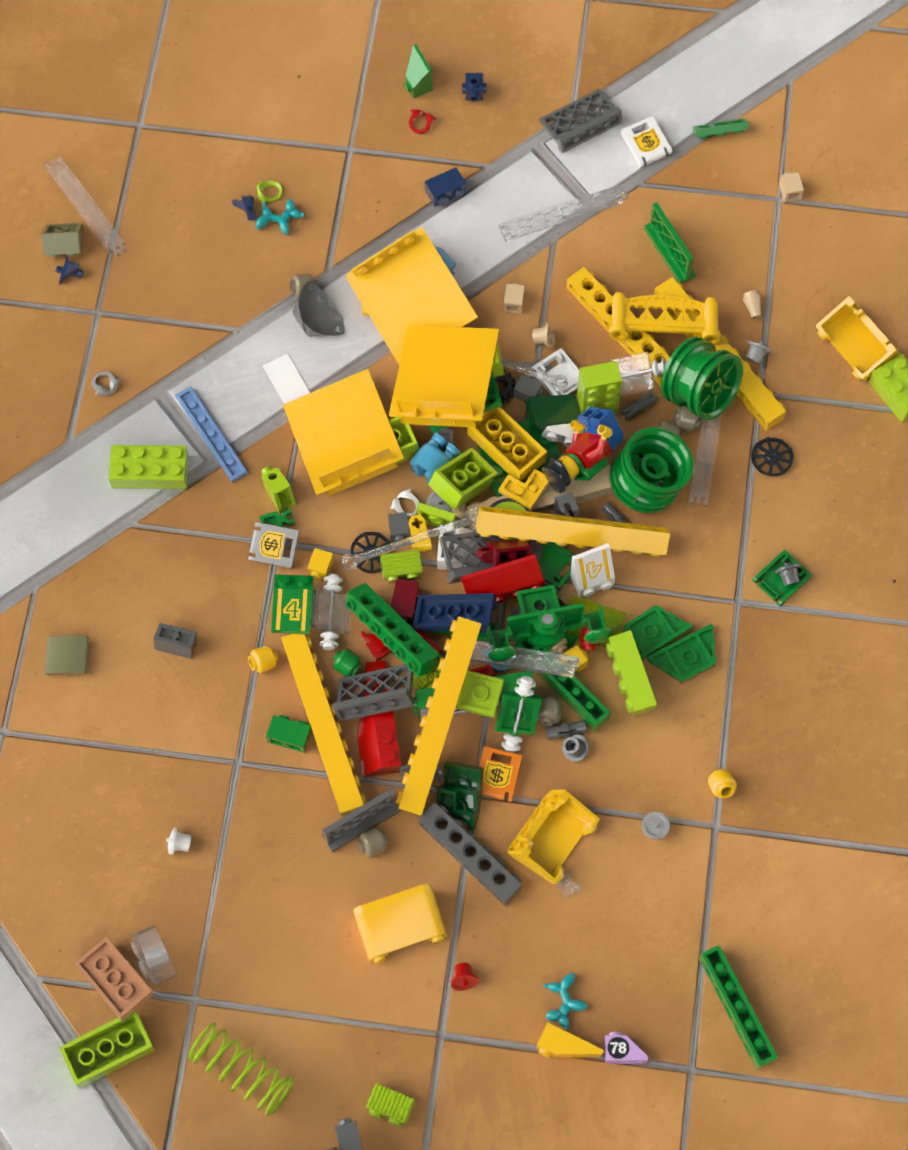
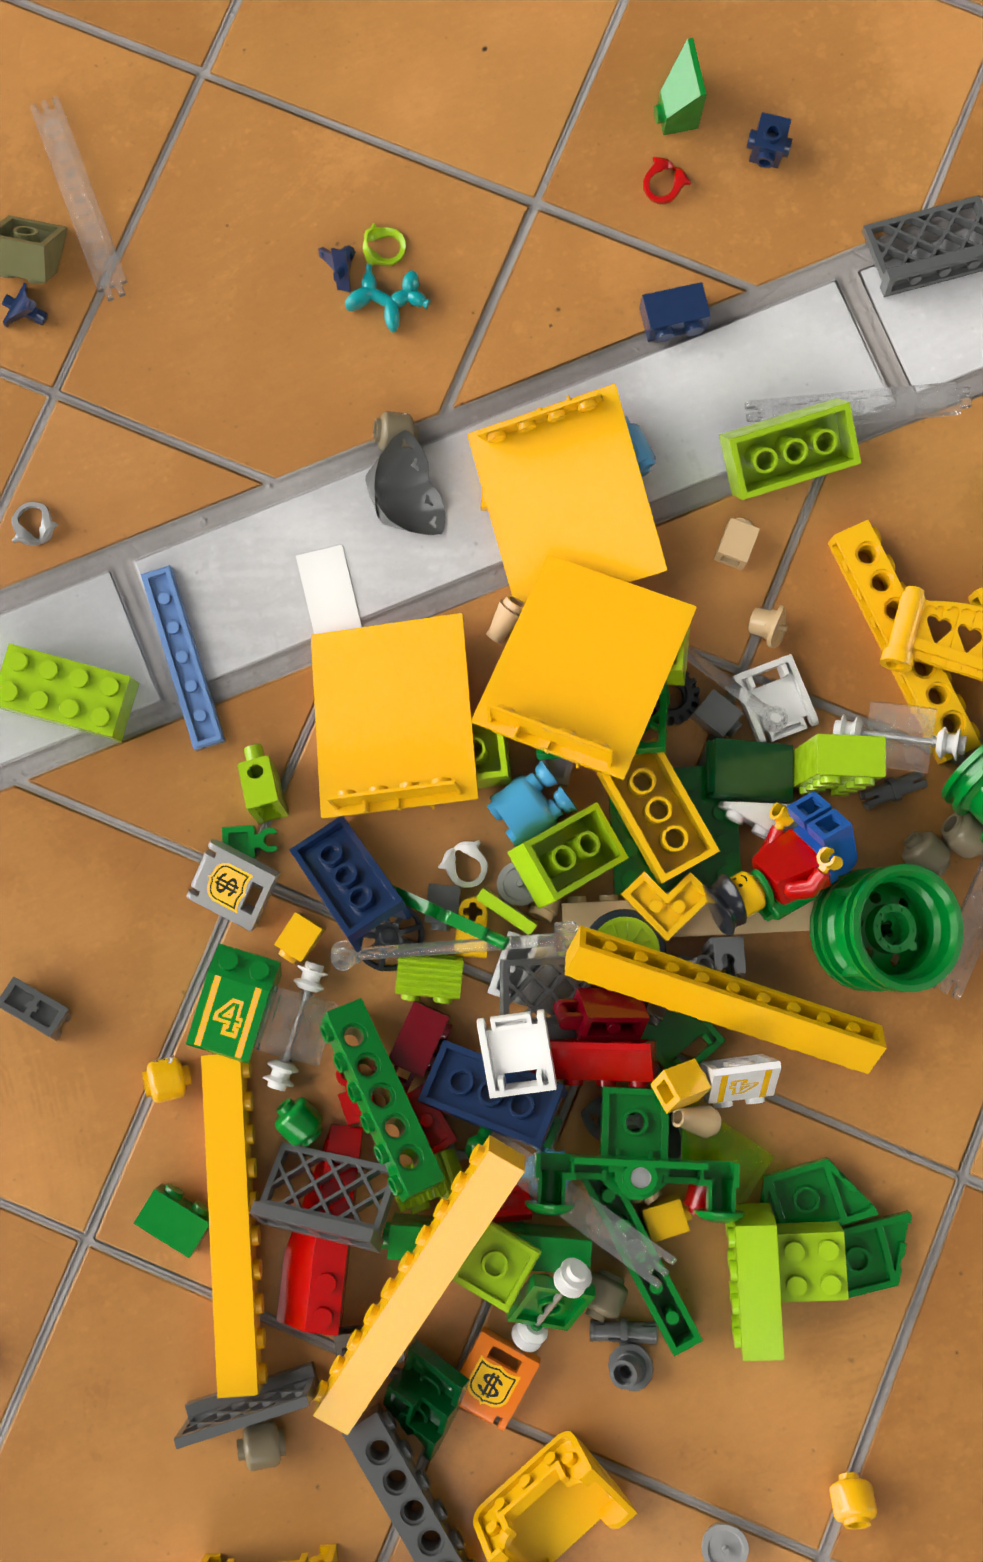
camera: 15 degrees right, 15 degrees up
(342, 522) = (348, 880): none -> dark blue plate
(392, 367) = (505, 618): none -> tan cone
(406, 526) = (453, 919): none -> green piece
(461, 577) = (515, 1046): none -> white container
(529, 240) = (790, 448): none -> lime brick
(559, 577) = (680, 1085): none -> yellow brick
(574, 598) = (698, 1120): none -> tan cone
(612, 513) = (801, 978): dark grey pin -> none
(660, 656) = (812, 1262): none -> lime brick

